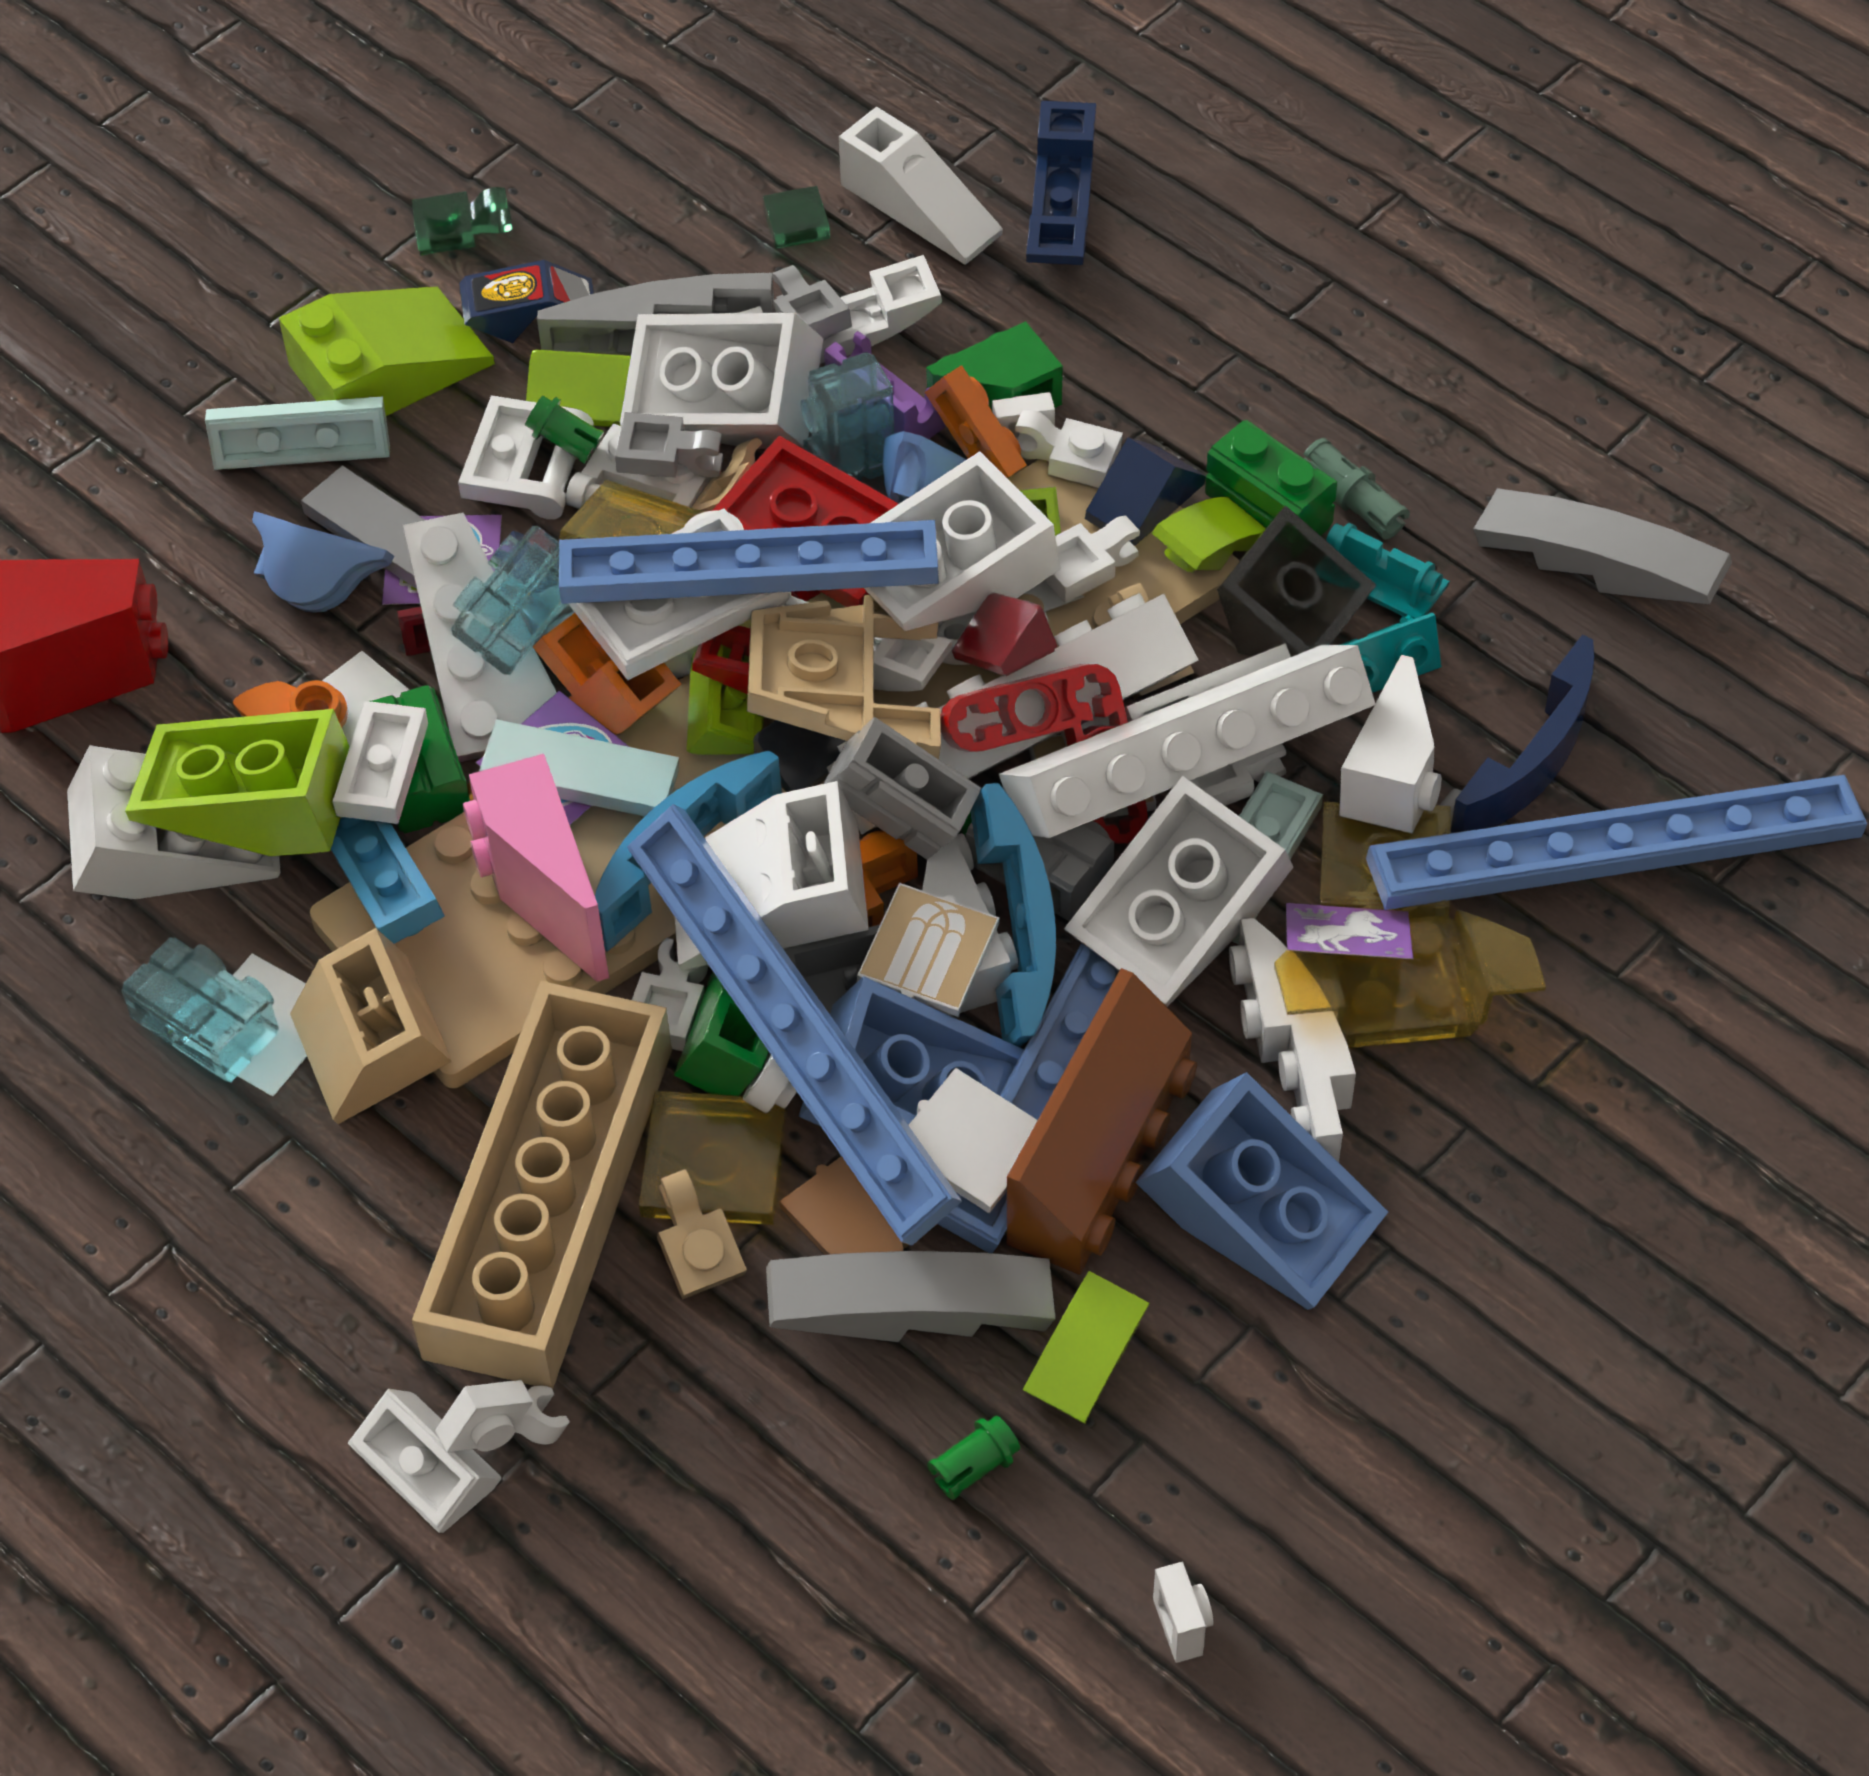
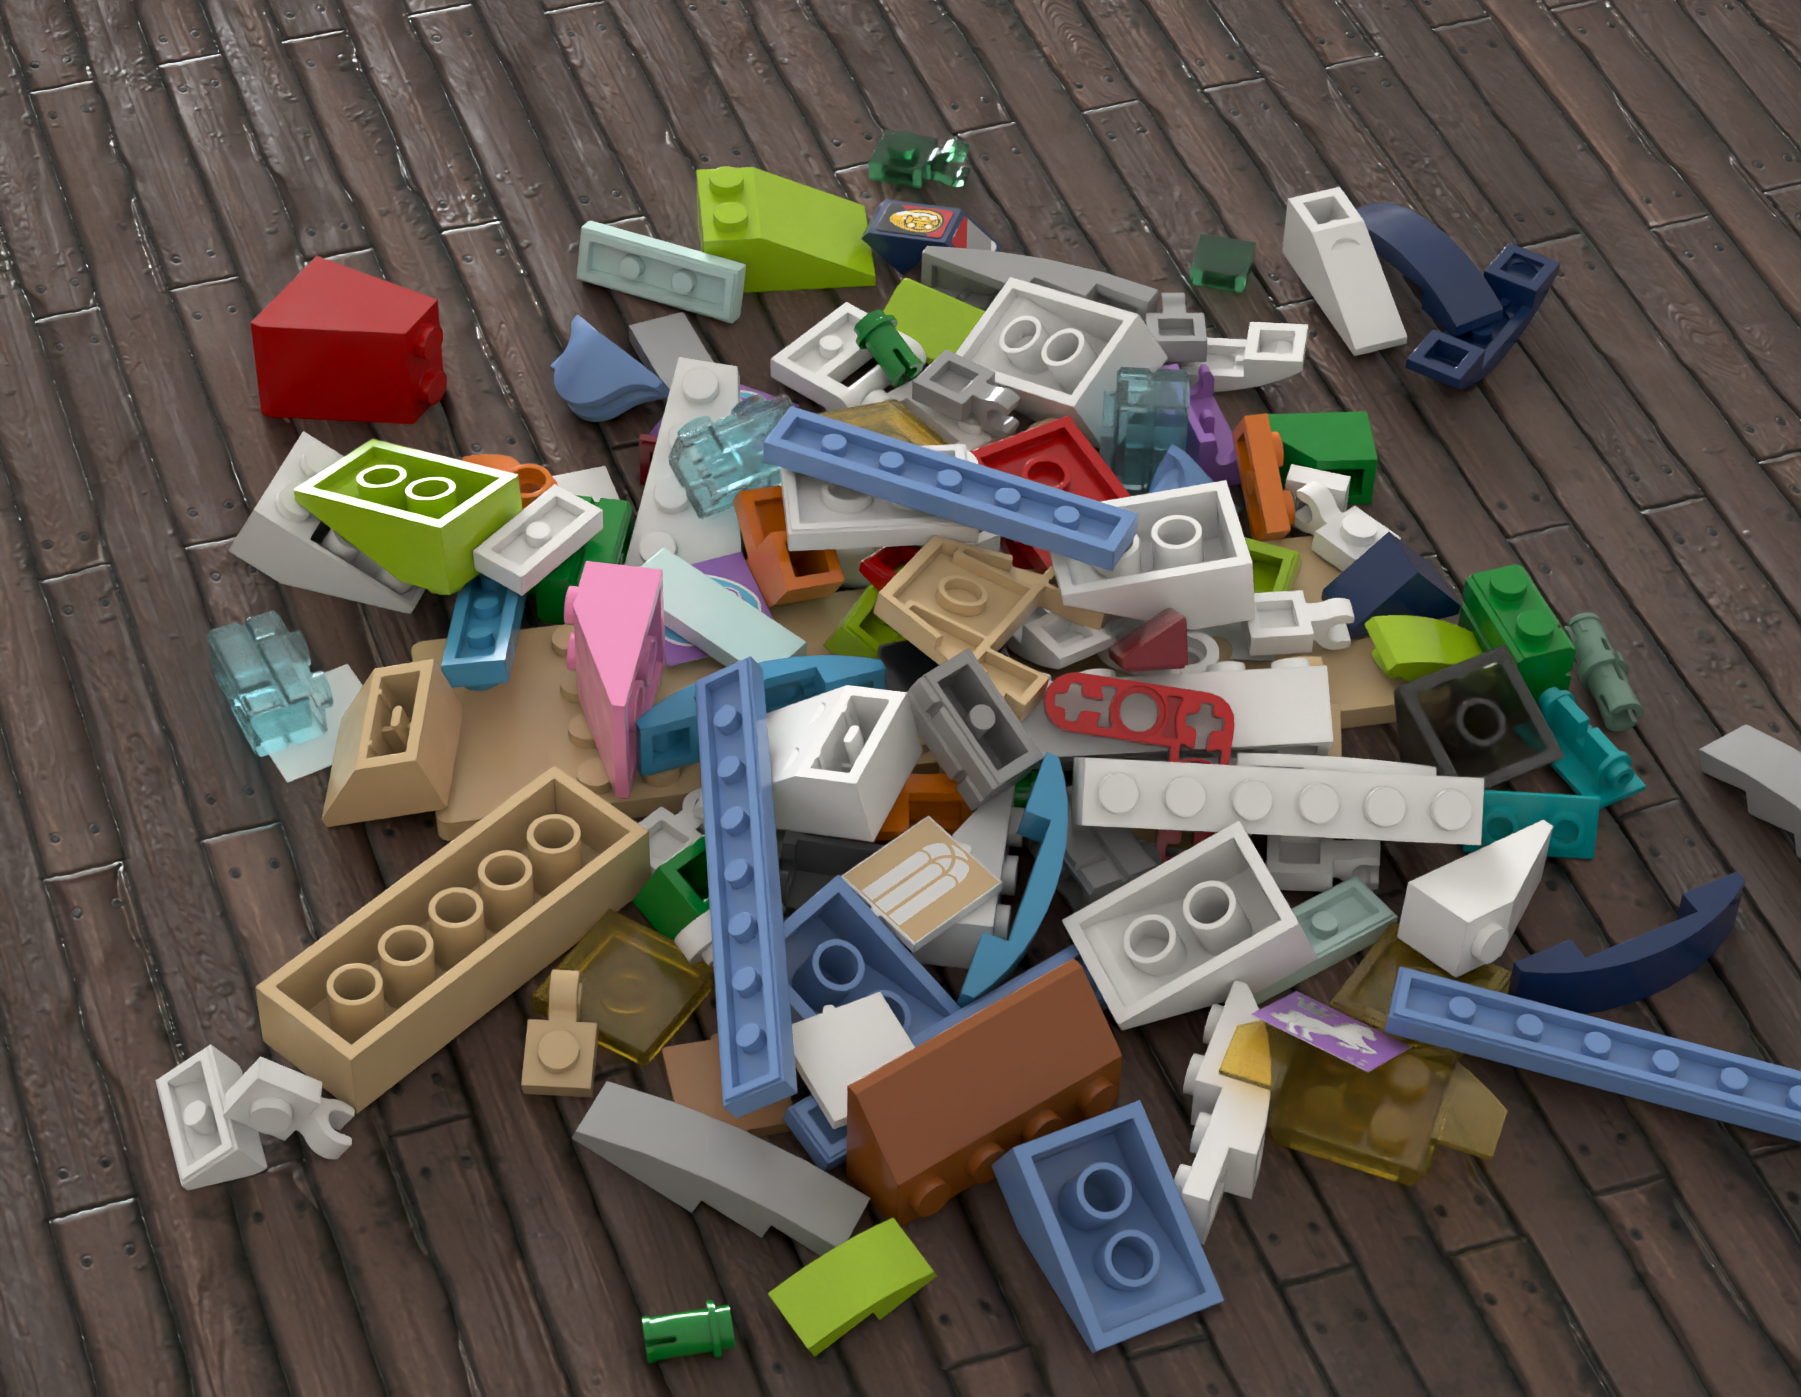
camera: 25 degrees right, 10 degrees down
(1021, 165) = (1450, 282): none -> dark blue slope

